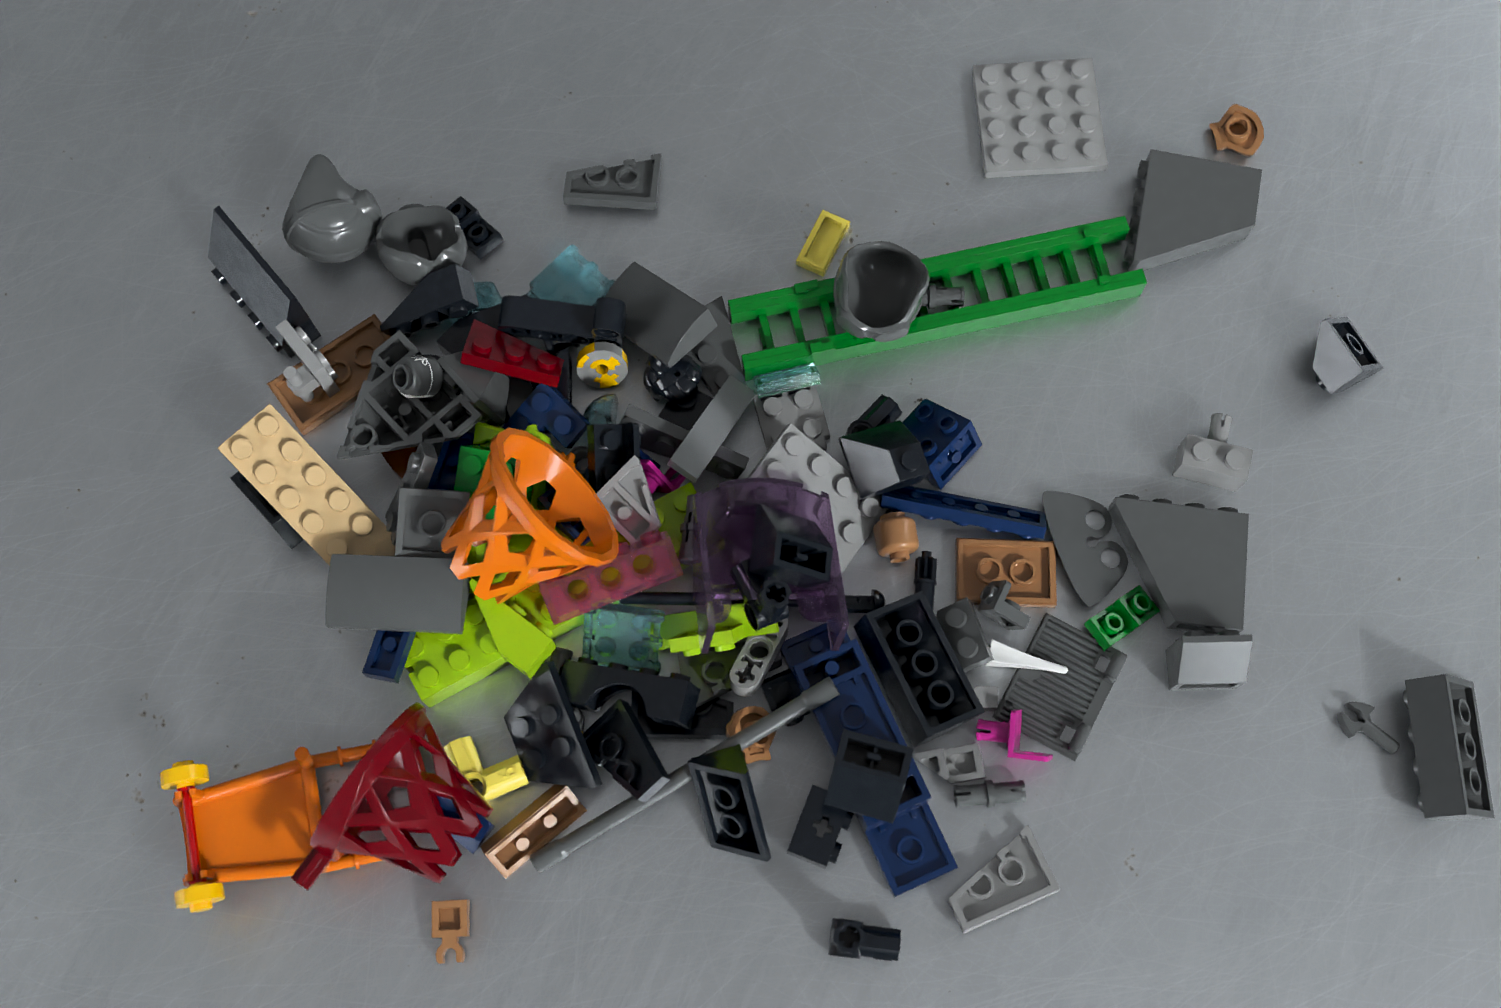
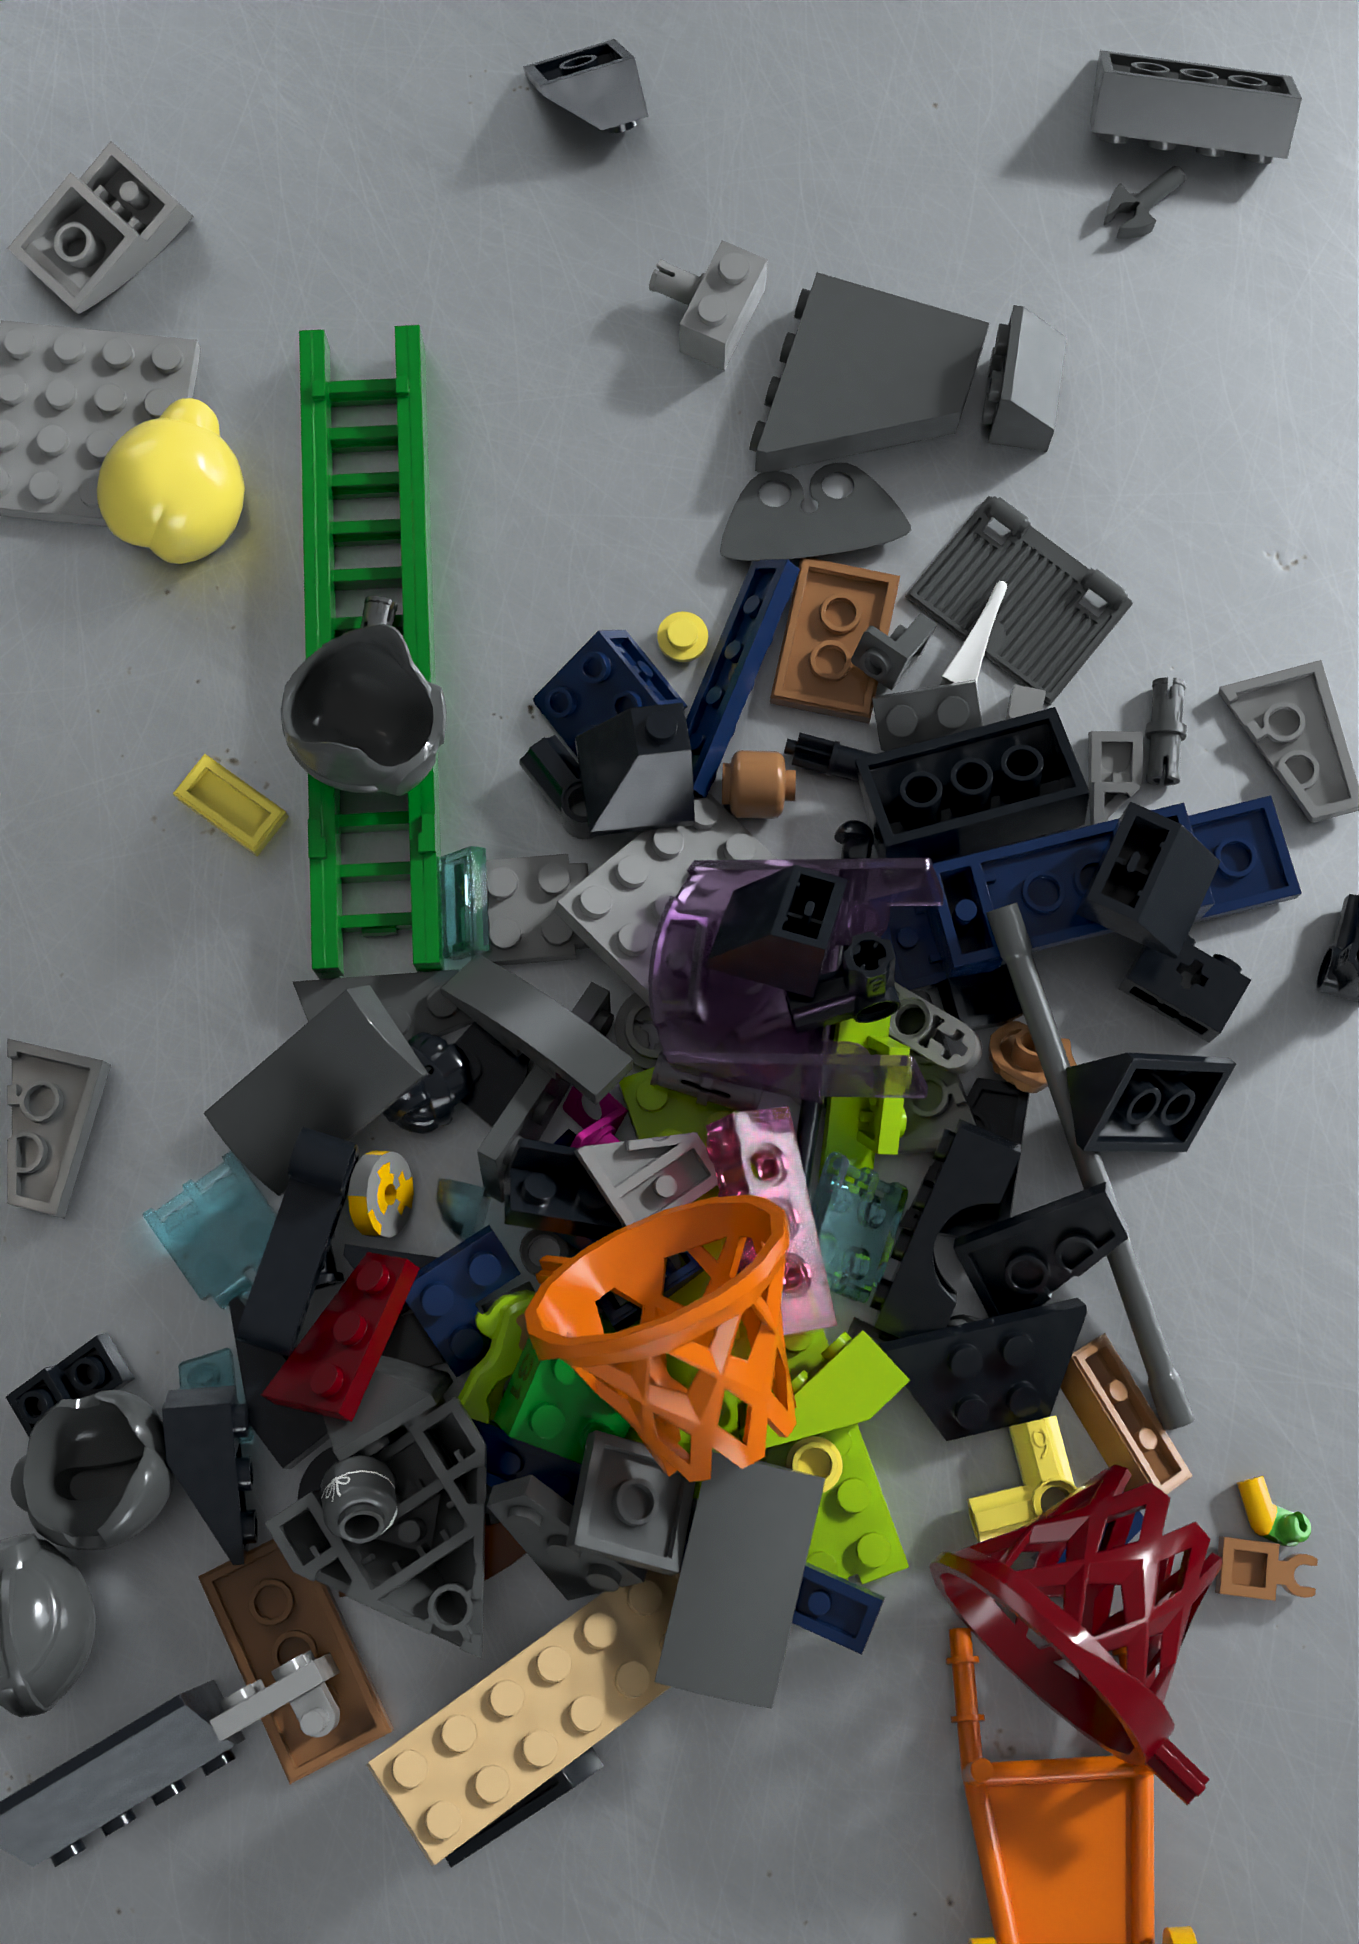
camera: 80 degrees left, 5 degrees up
(474, 631) = (816, 1457): none -> light yellow plate
(483, 931) = (1269, 1519): none -> arm
(984, 478) = (682, 636): none -> light yellow plate
(1009, 167) = (173, 484): none -> light yellow piece
(1009, 734) = (1086, 683): dark pink bracket -> none
(1121, 617) = (932, 489): green slope -> none
(1165, 98) = (99, 230): none -> light grey slope
(1189, 208) = (298, 239): dark grey slope -> none
(1238, 131) = (182, 136): medium nougat animal -> none

